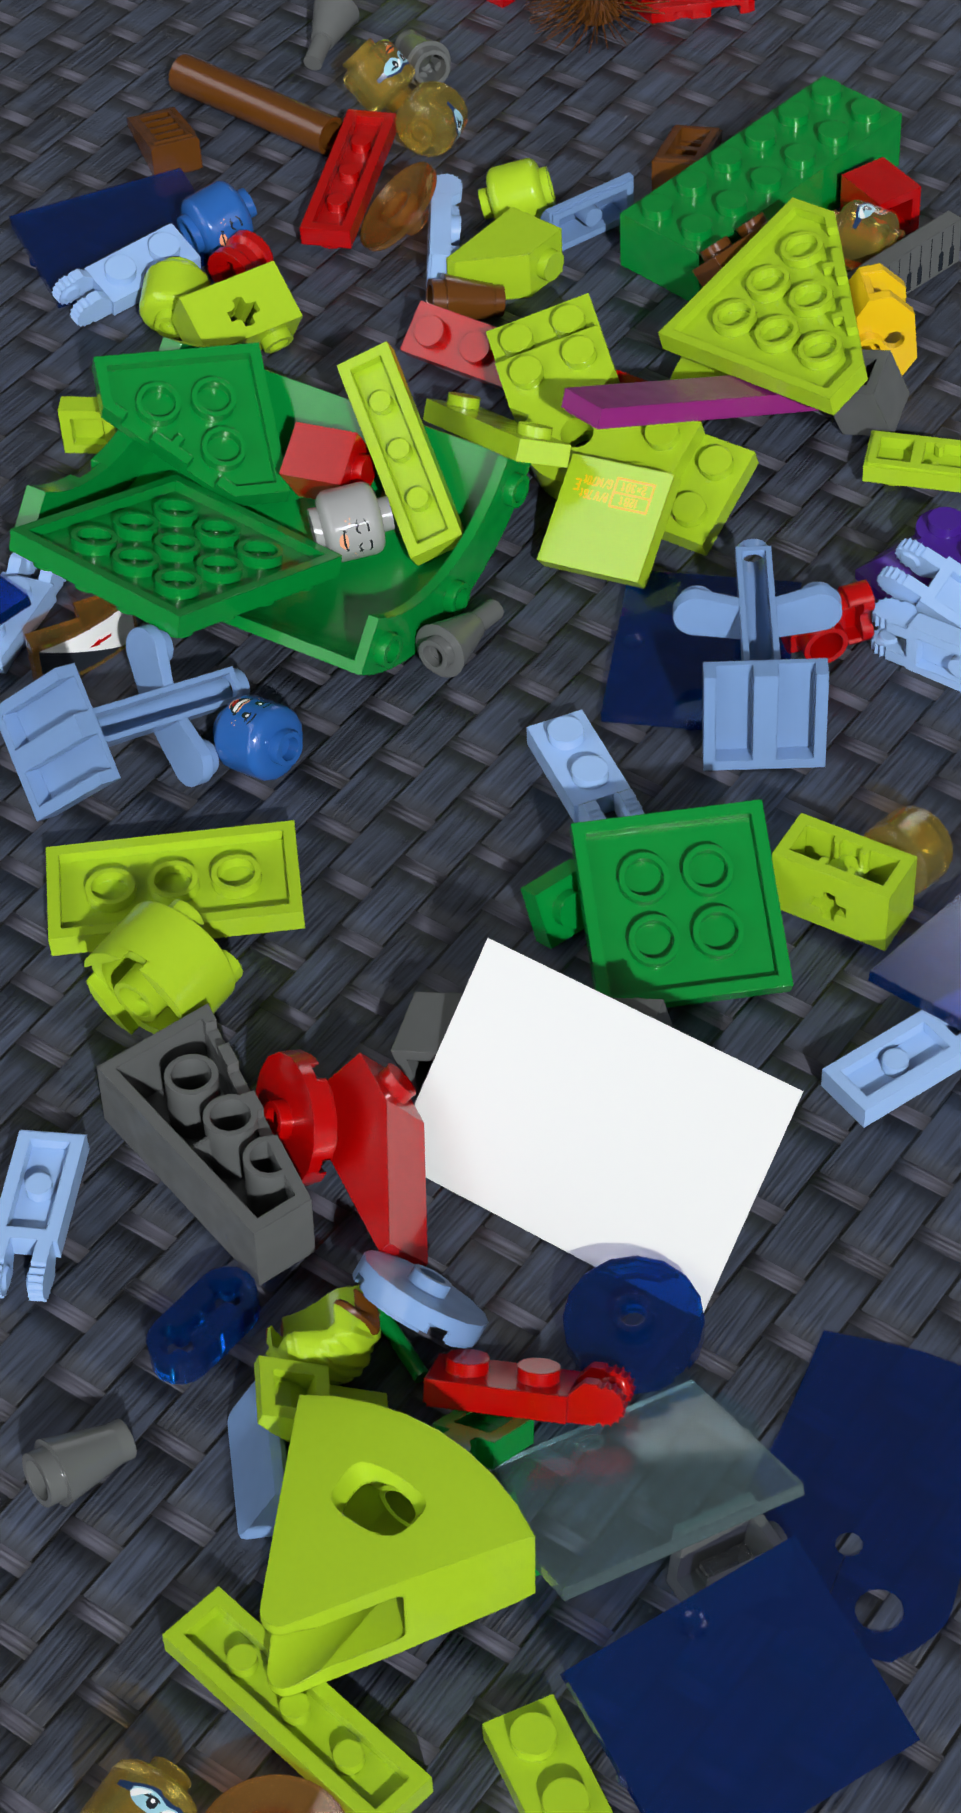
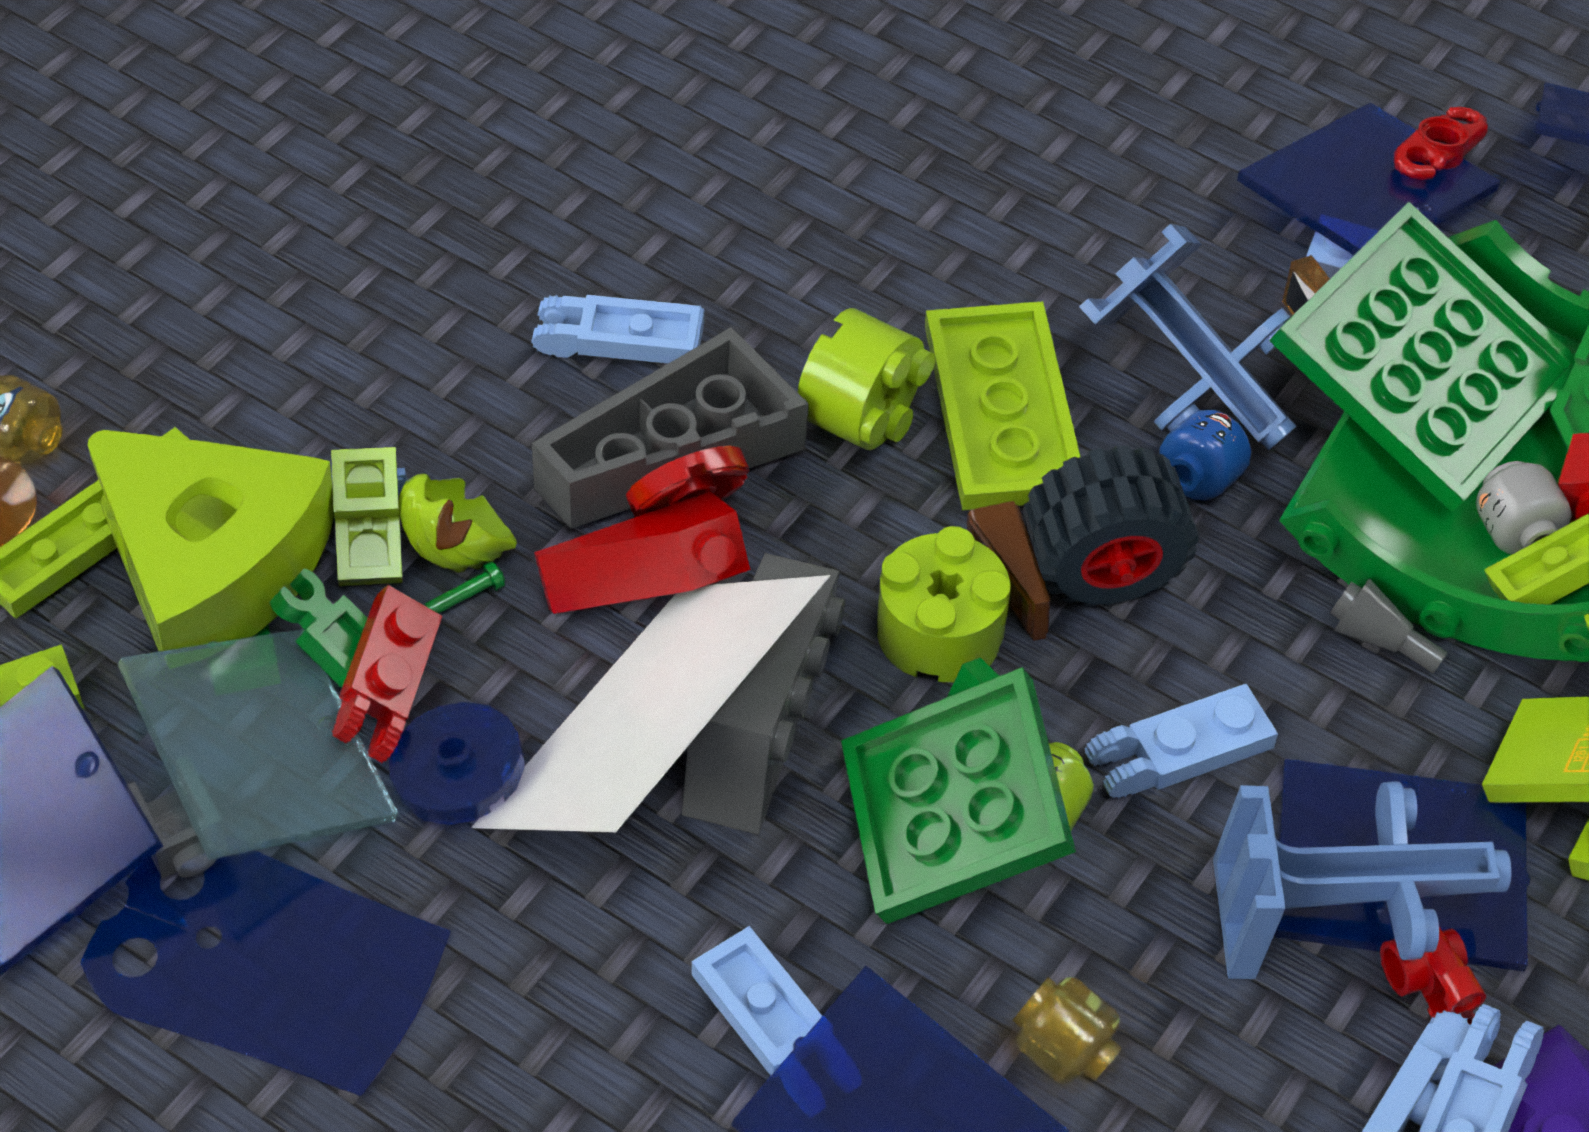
camera: 85 degrees right, 5 degrees up
(74, 1462) = (355, 367): dark grey cone -> none
(208, 1328) = (489, 457): clear blue beam -> none
(375, 782) = (1110, 526): none -> black wheel
(393, 879) = (1004, 533): none -> reddish brown slope
(419, 1298) = (450, 578): medium blue plate -> none
(439, 920) = (942, 604): none -> lime brick
(844, 881) = (1003, 953): lime brick -> none

